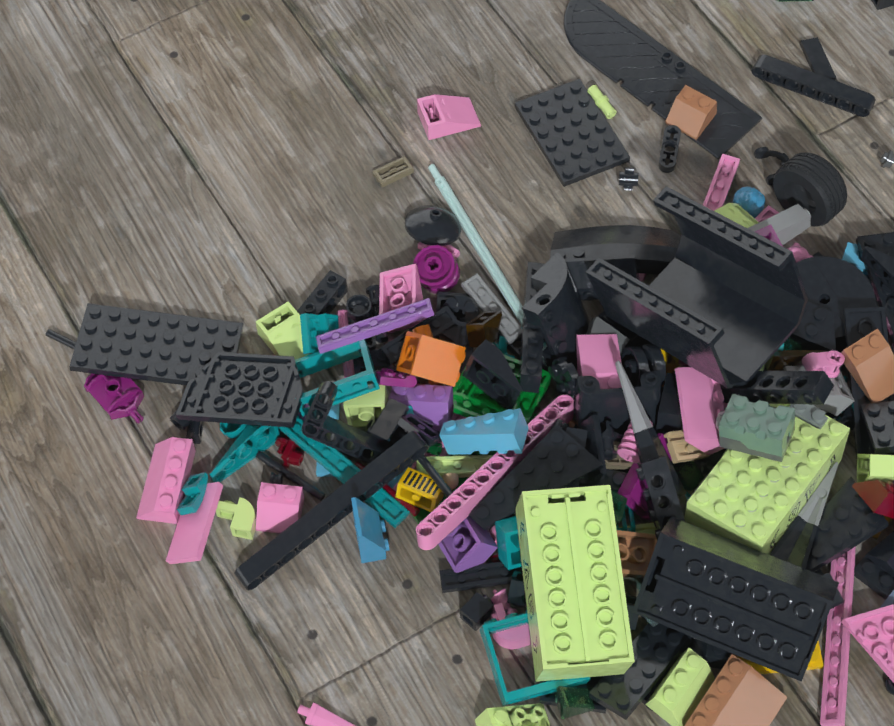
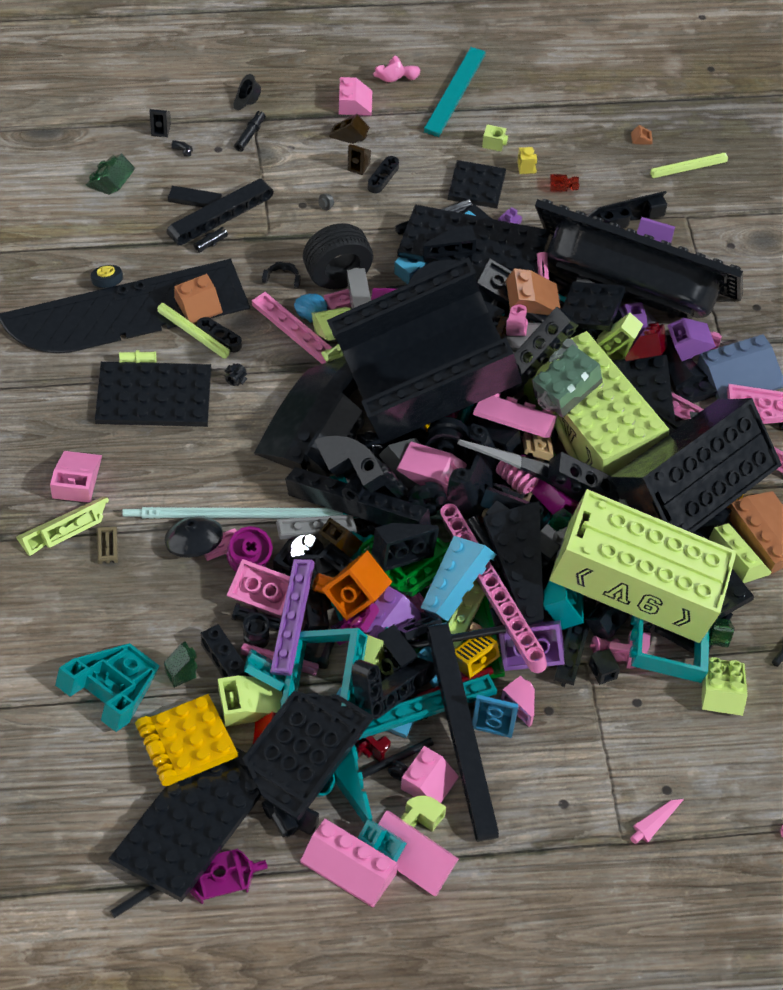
camera: 70 degrees left, 5 degrees down
(225, 311) = (186, 737): none -> yellow hinge
(265, 238) = (115, 677): none -> teal wedge
(294, 274) = (181, 665): none -> clear green slope
(391, 132) = (63, 526): none -> yellowish green wedge
(401, 553) = (521, 693): none -> bright pink slope
(658, 127) = (193, 330): none -> yellowish green axle
(675, 39) = (106, 276): none -> black wheel
(775, 93) = (210, 239): none -> black pin
(872, 25) = (187, 149): none -> black arm

